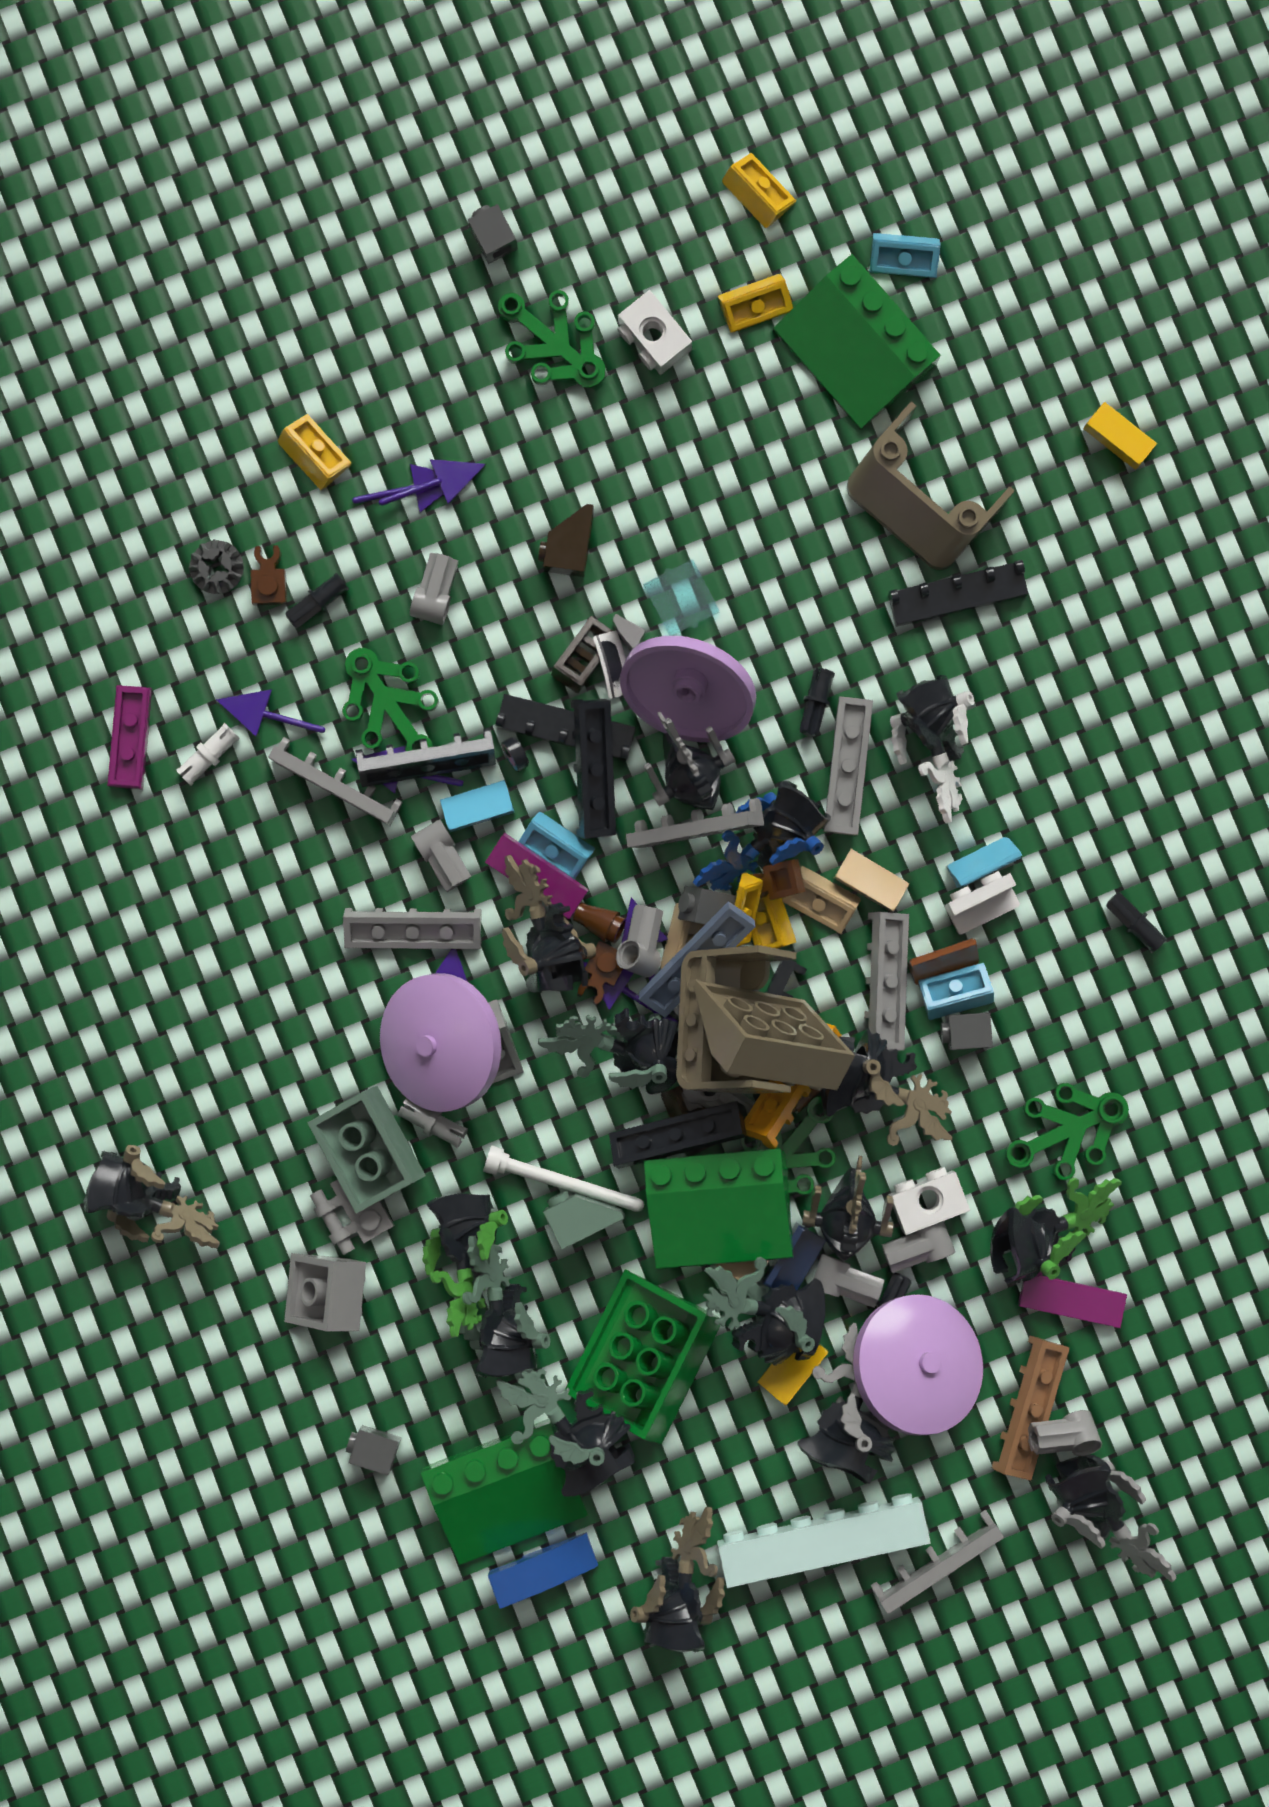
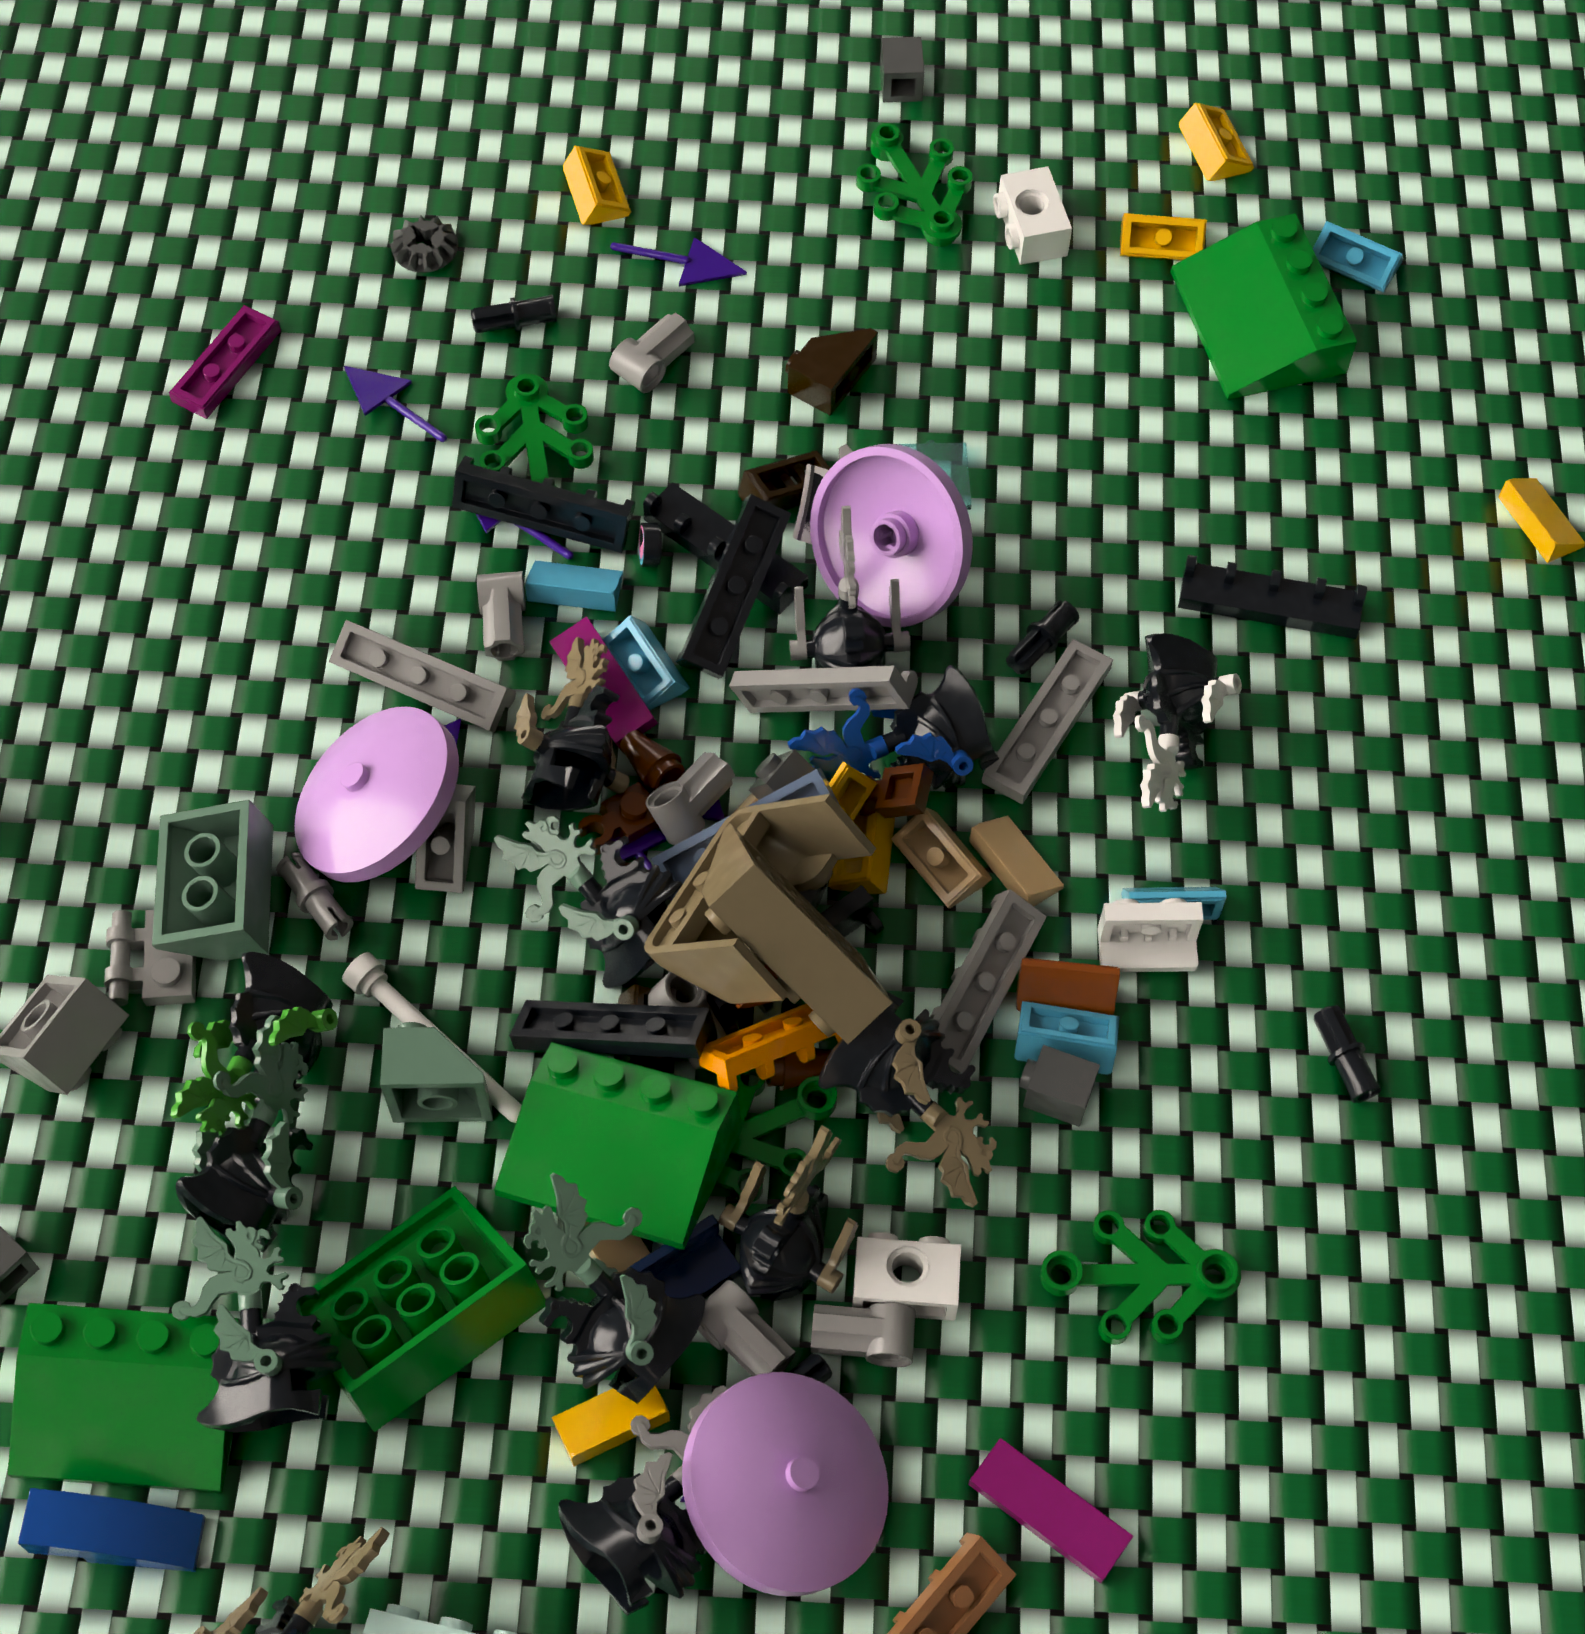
camera: 20 degrees right, 25 degrees down
(207, 754) = (299, 408): white pin -> none
(268, 583) = (474, 280): reddish brown plate -> none
(333, 785) = (422, 493): light grey hinge -> none
(450, 475) = (730, 262): dark purple piece -> none
(909, 512) = (1254, 494): dark tan windscreen -> none
(1035, 1235) = (1039, 1382): helmet -> none

